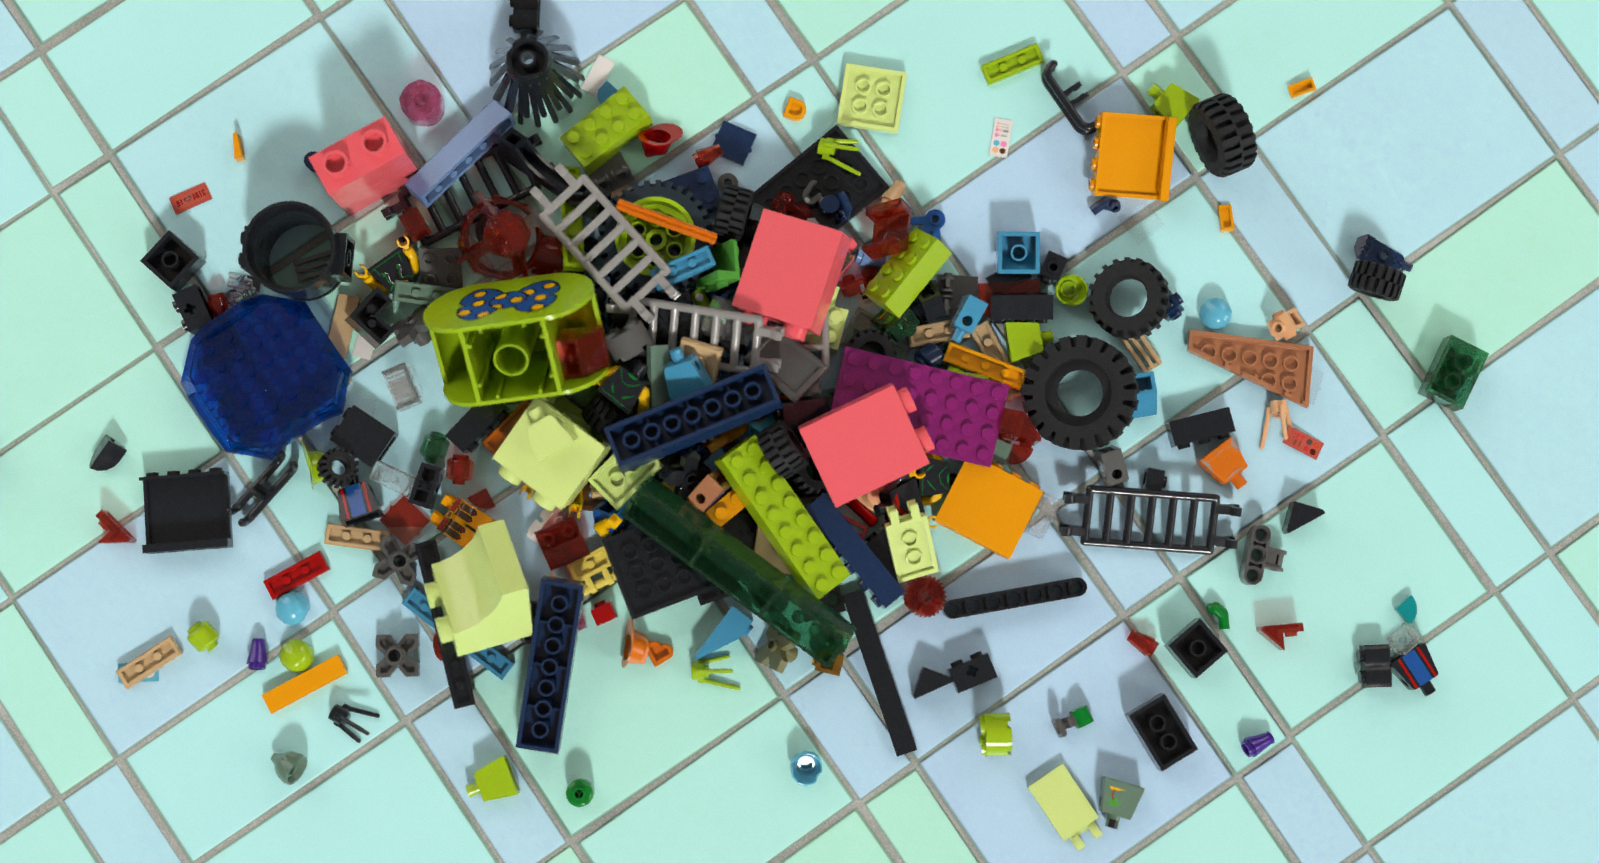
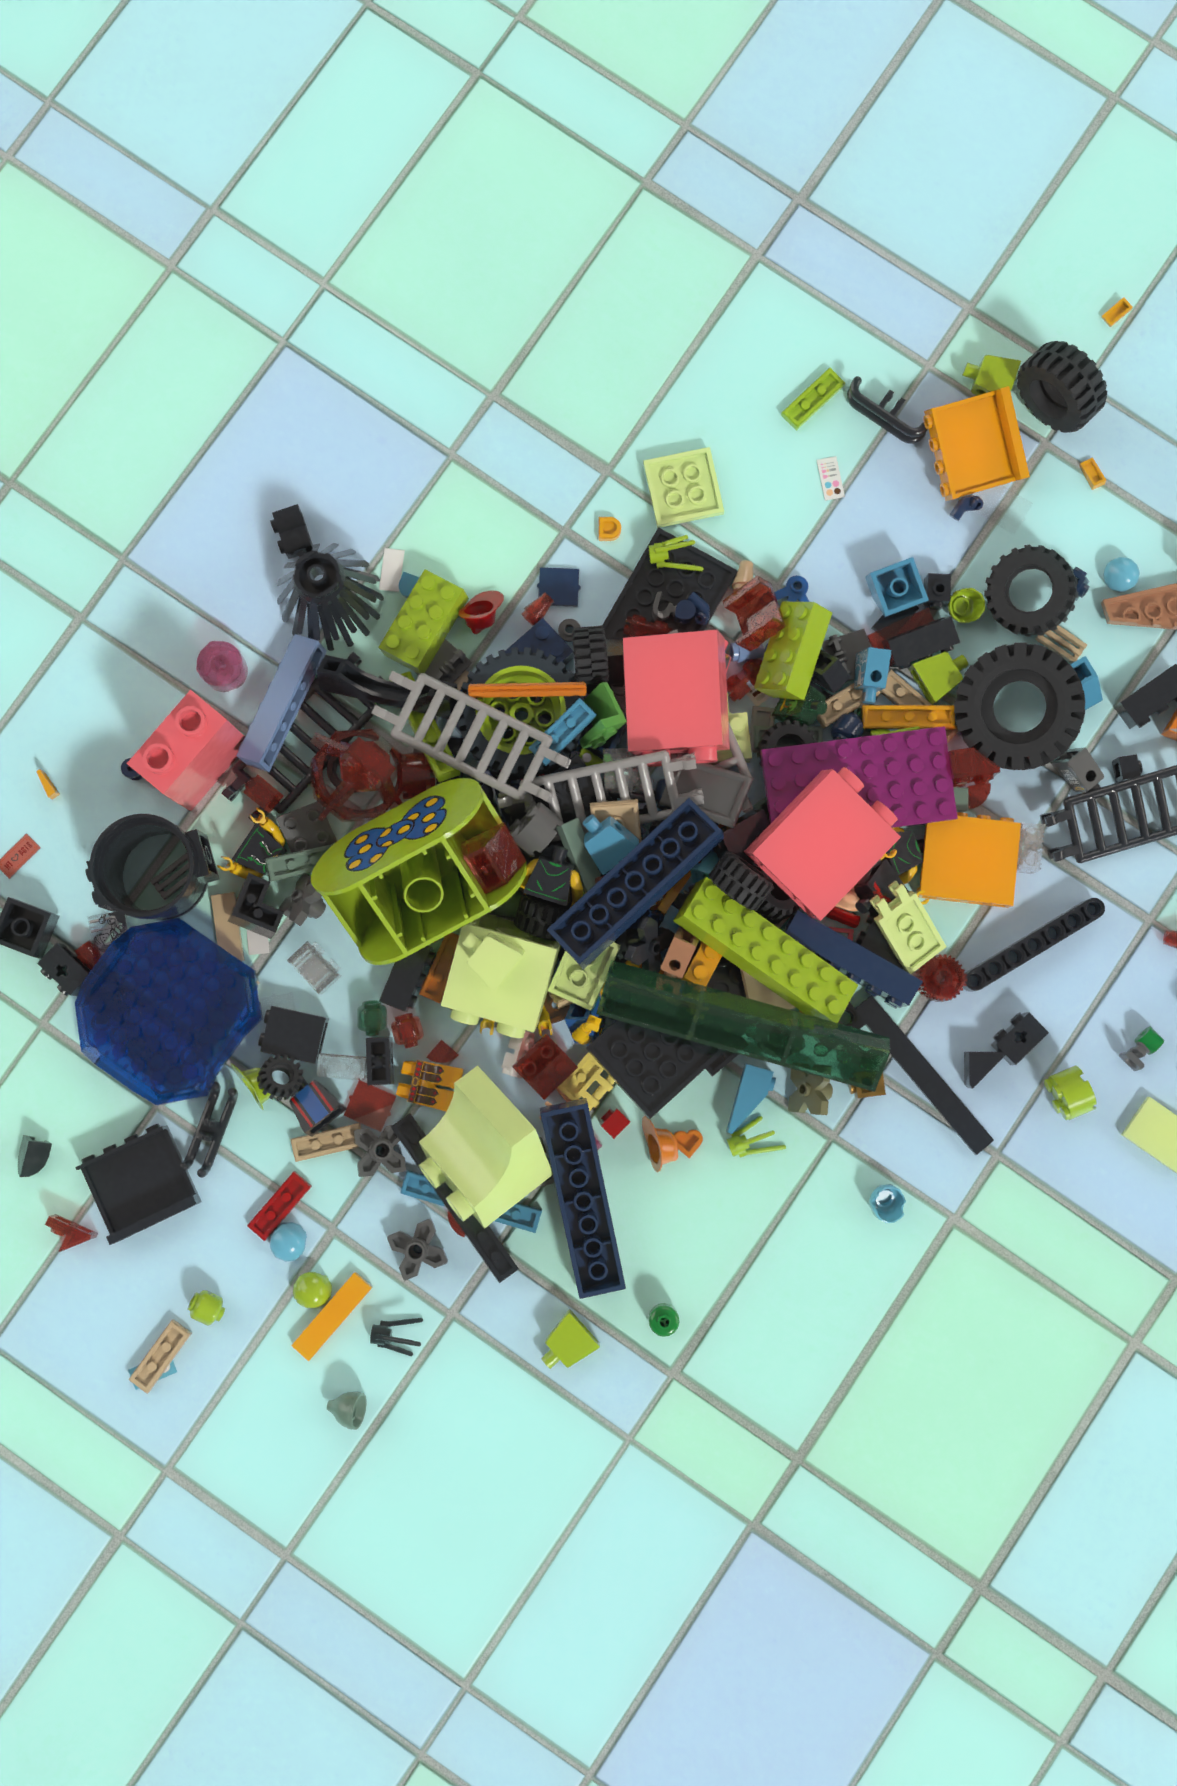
camera: 10 degrees left, 0 degrees up
(257, 655) = (270, 1305): dark purple cone -> none

